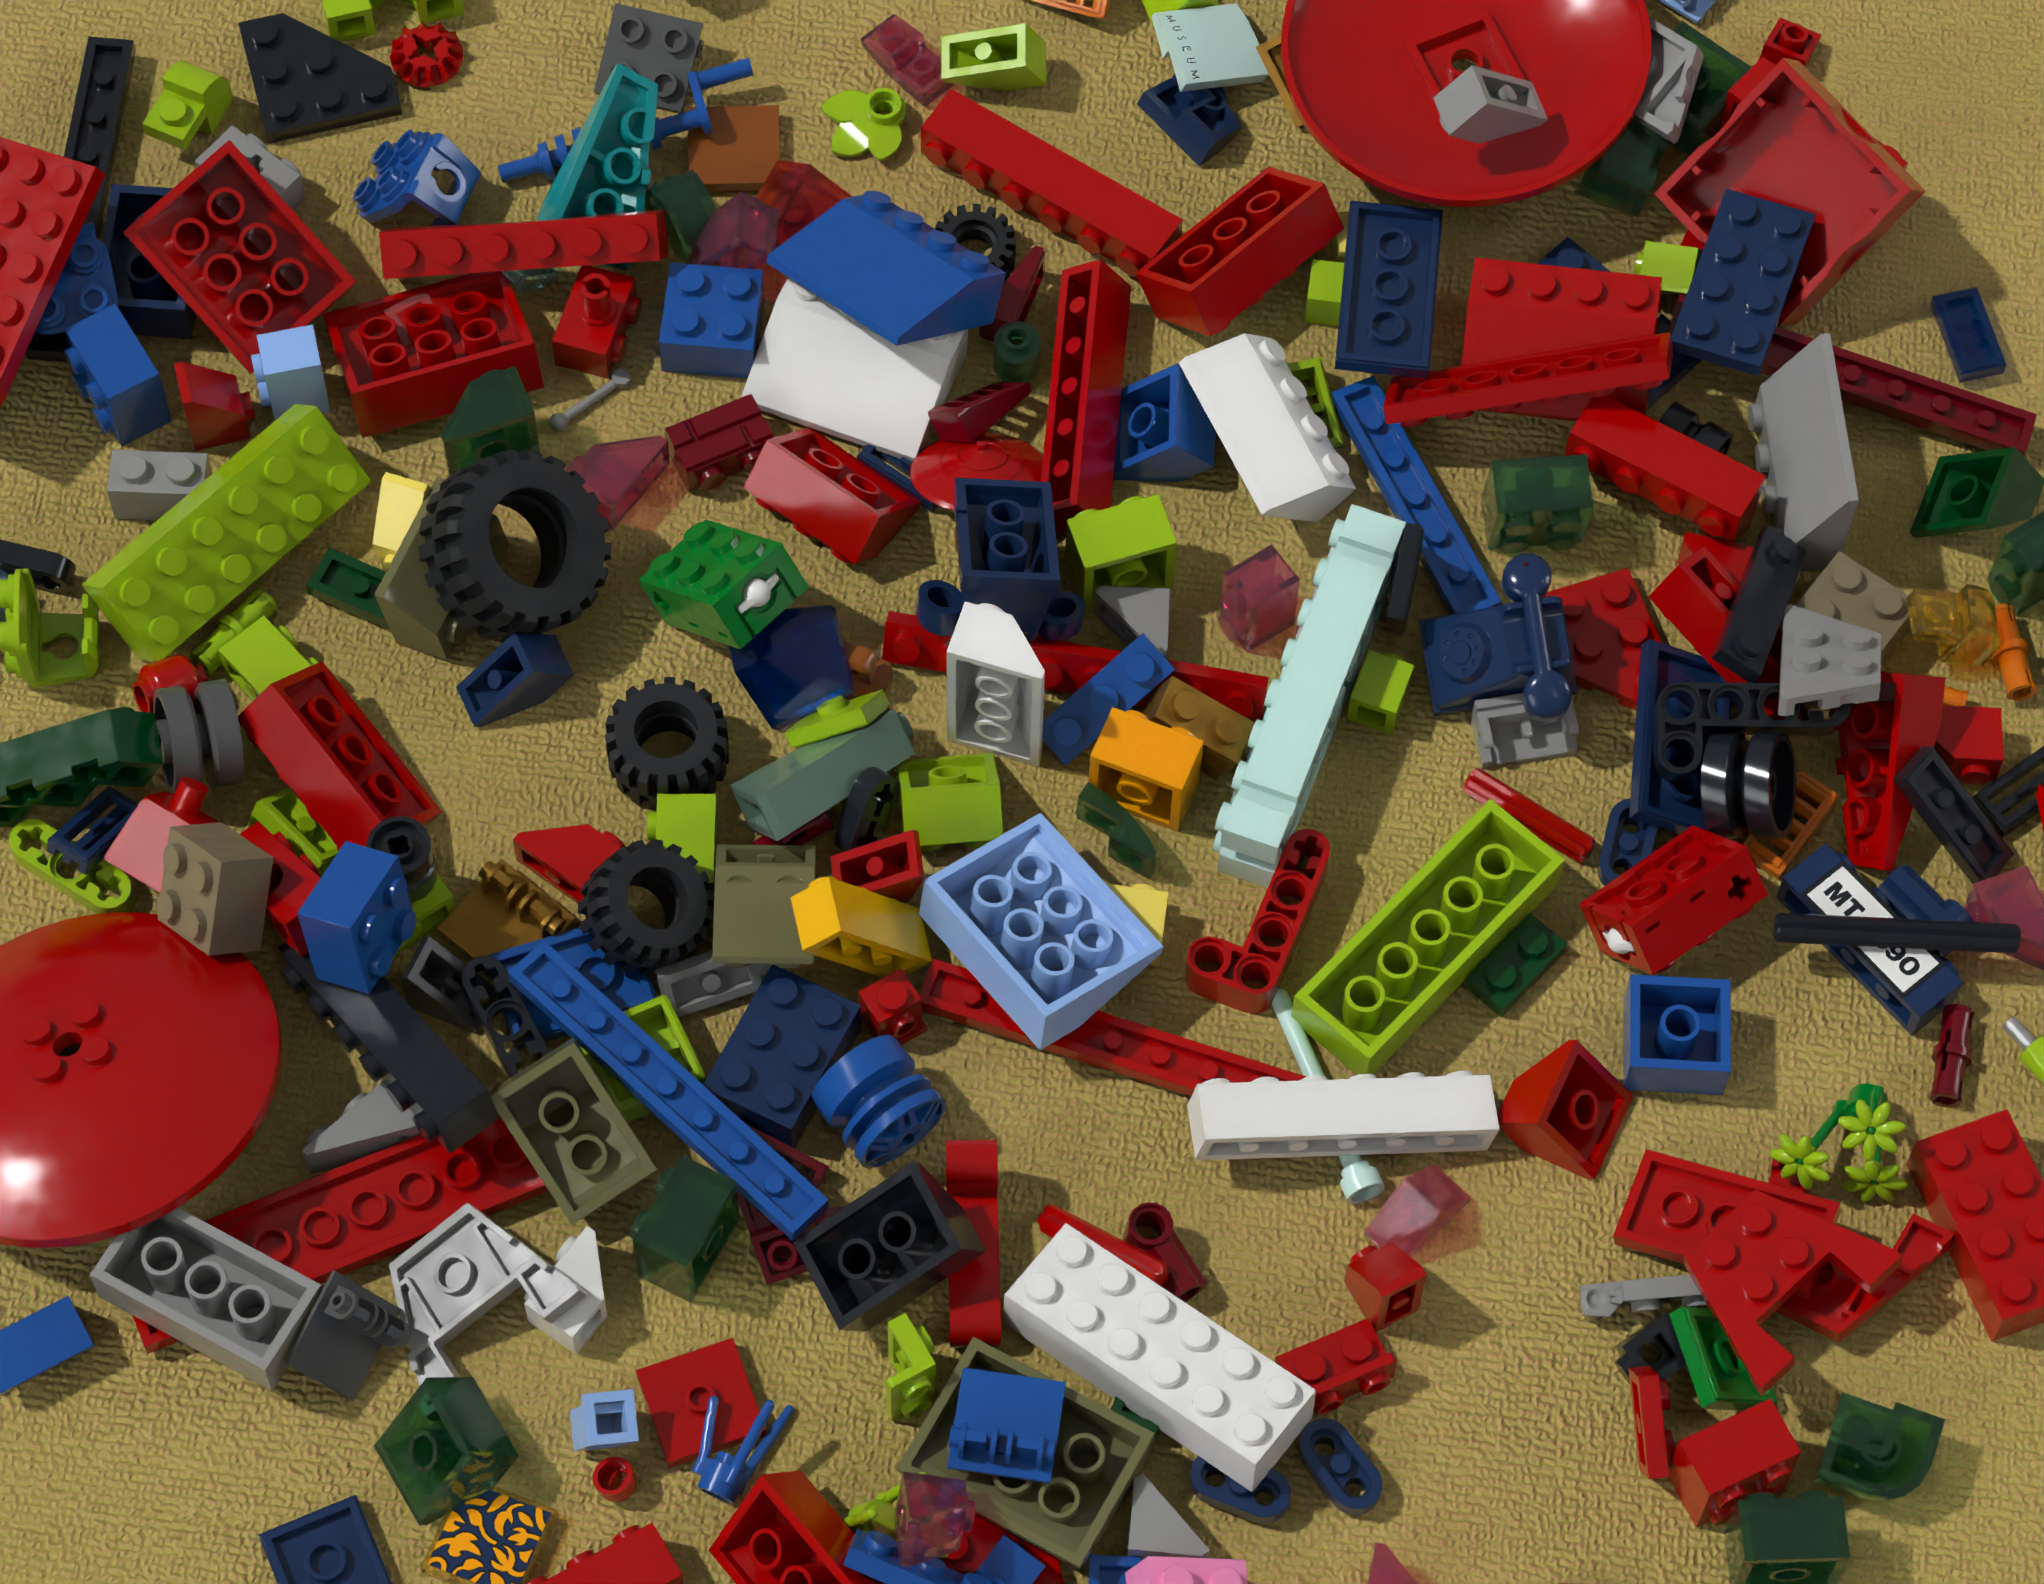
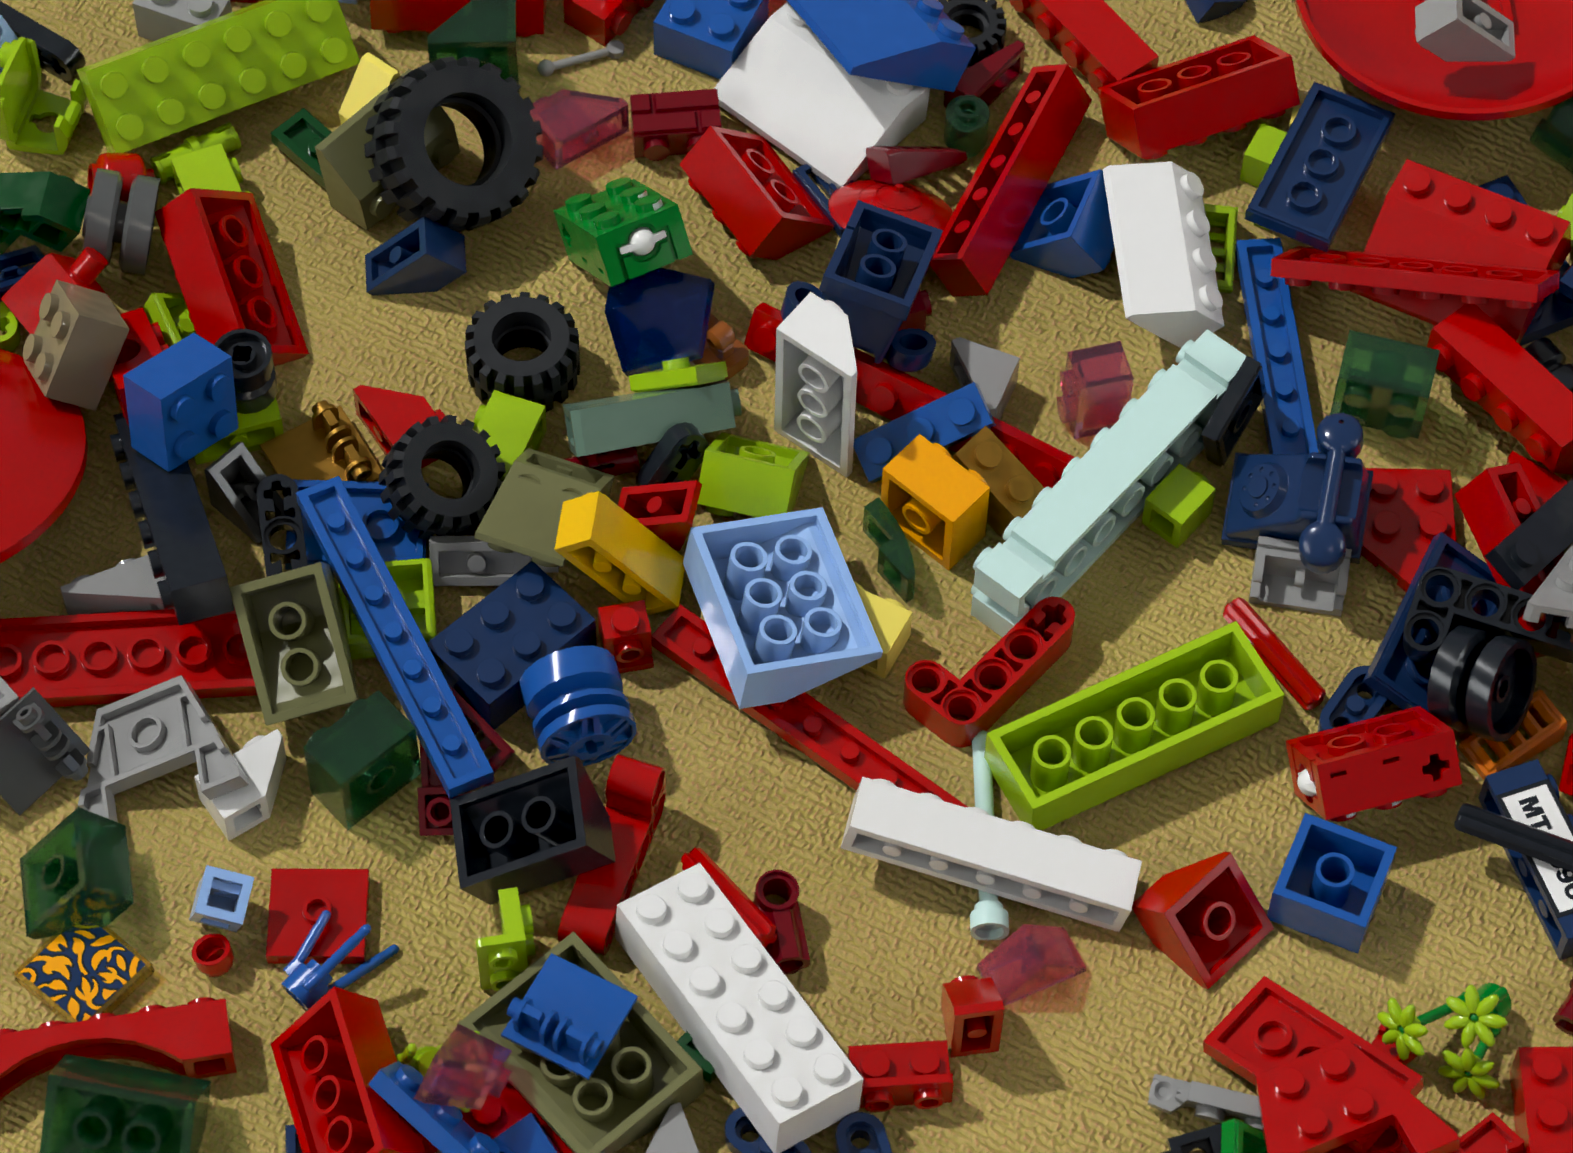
camera: 20 degrees right, 5 degrees down
(1120, 547) = (988, 308): lime brick -> none
(1515, 965) = (1209, 779): dark green plate -> none

